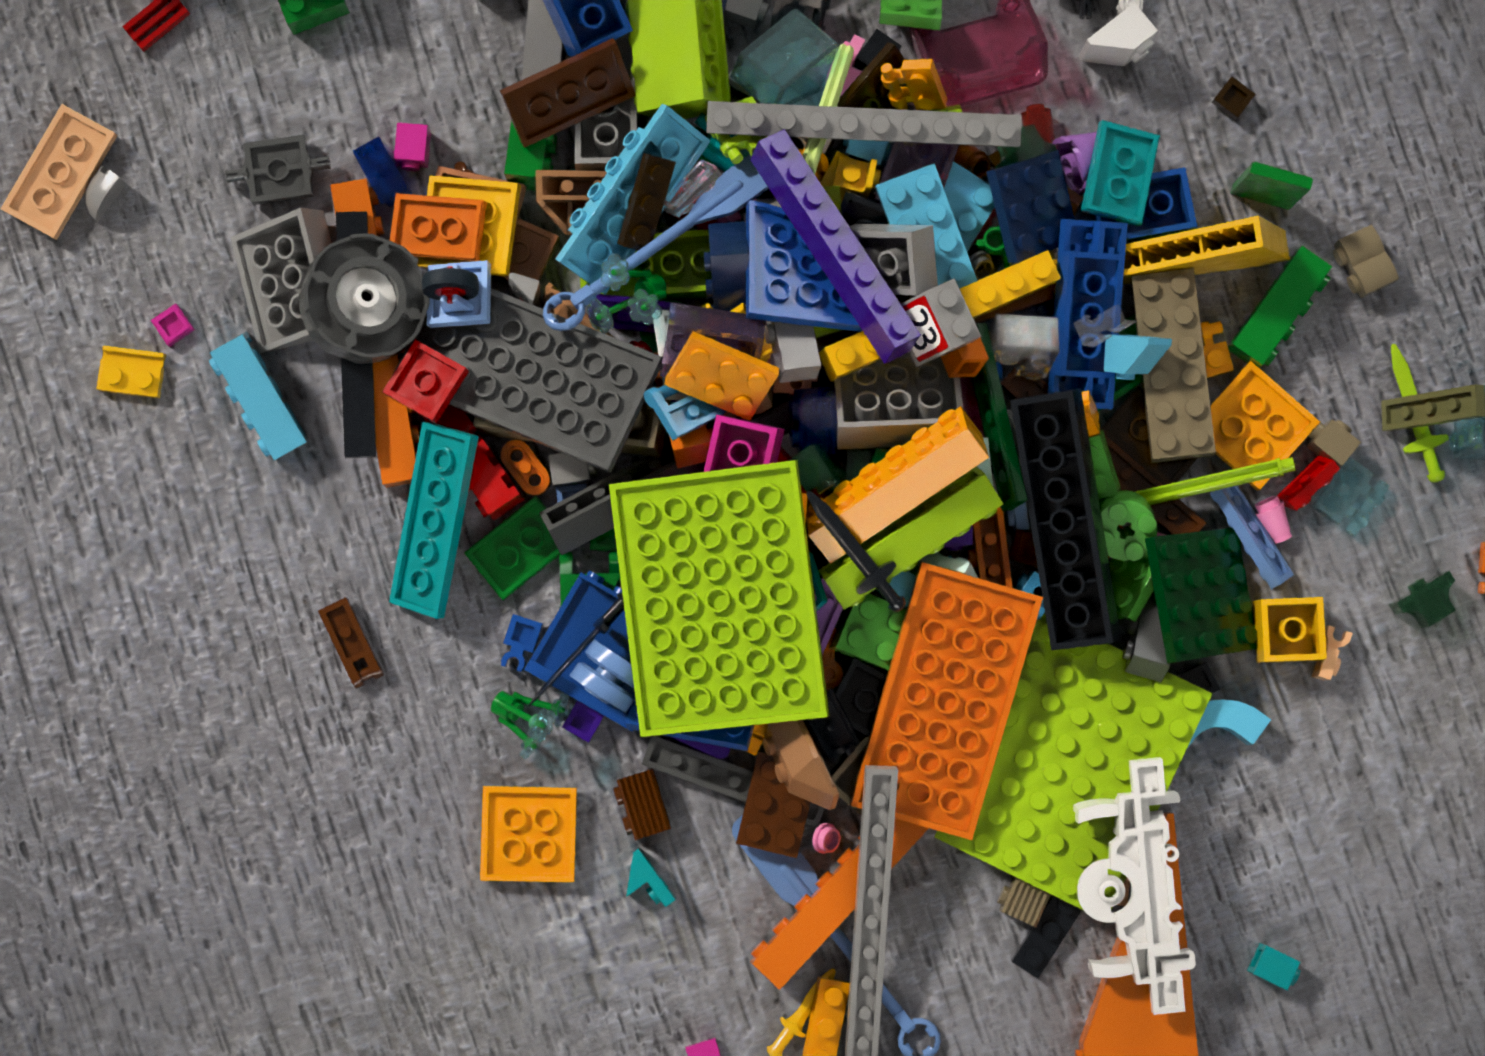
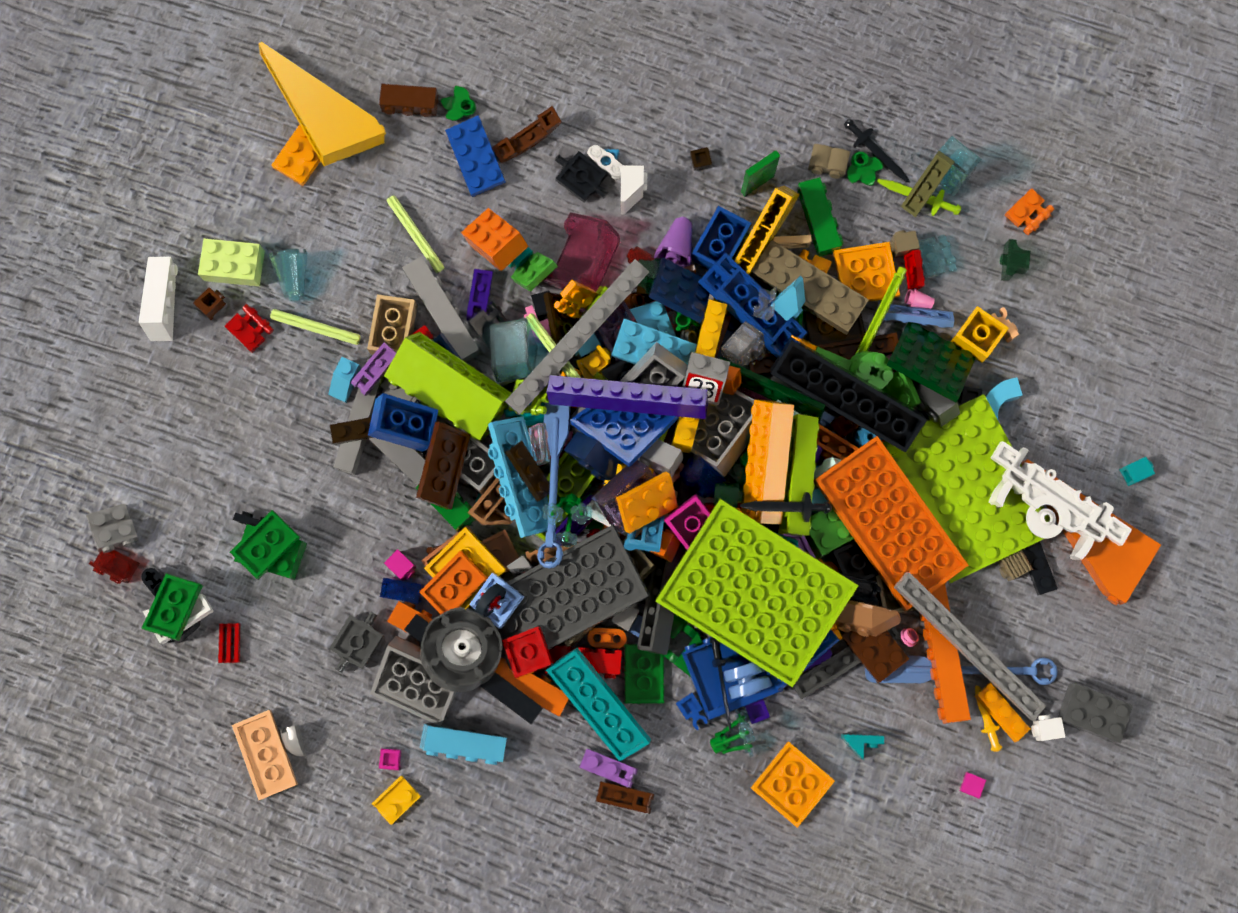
camera: 45 degrees left, 5 degrees down
(370, 594) = (607, 768): none -> medium lavender plate
(643, 804) = (822, 714): reddish brown brick -> none
(1120, 173) = (697, 237): teal tile -> none
(1217, 299) = (793, 242): none -> tan tile
(1391, 319) = (864, 172): none -> green plate
(1434, 283) = (863, 138): none -> black sword

